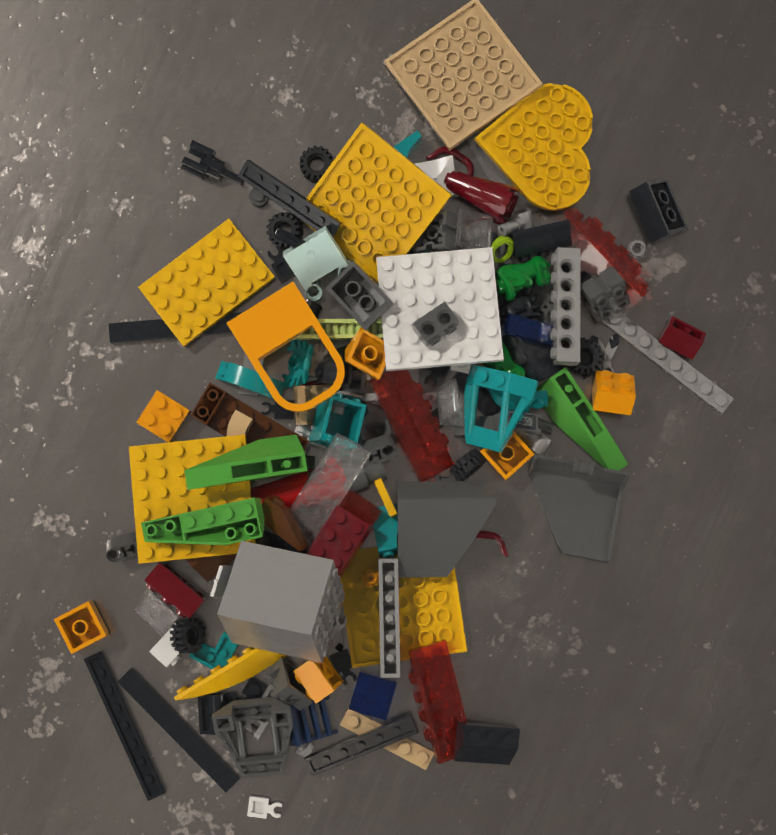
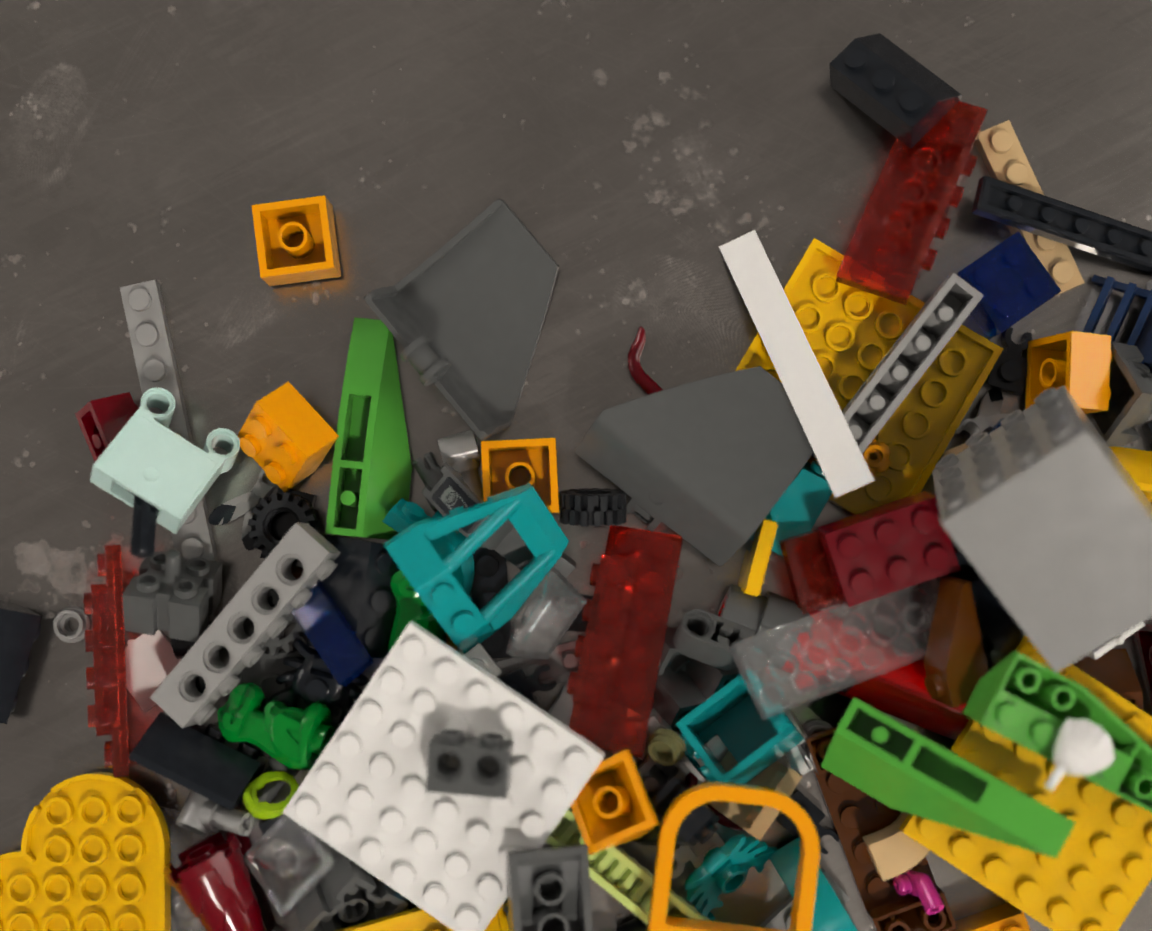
camera: 140 degrees left, 0 degrees up
(208, 518) = (1080, 750): none -> white piece
(218, 419) = (919, 885): none -> dark pink arm
(363, 392) = (666, 746): none -> olive plate
(434, 590) = (796, 365): none -> white sticker
(651, 339) = (160, 470): none -> light aqua piece
(677, 475) = (296, 240): none -> light orange brick

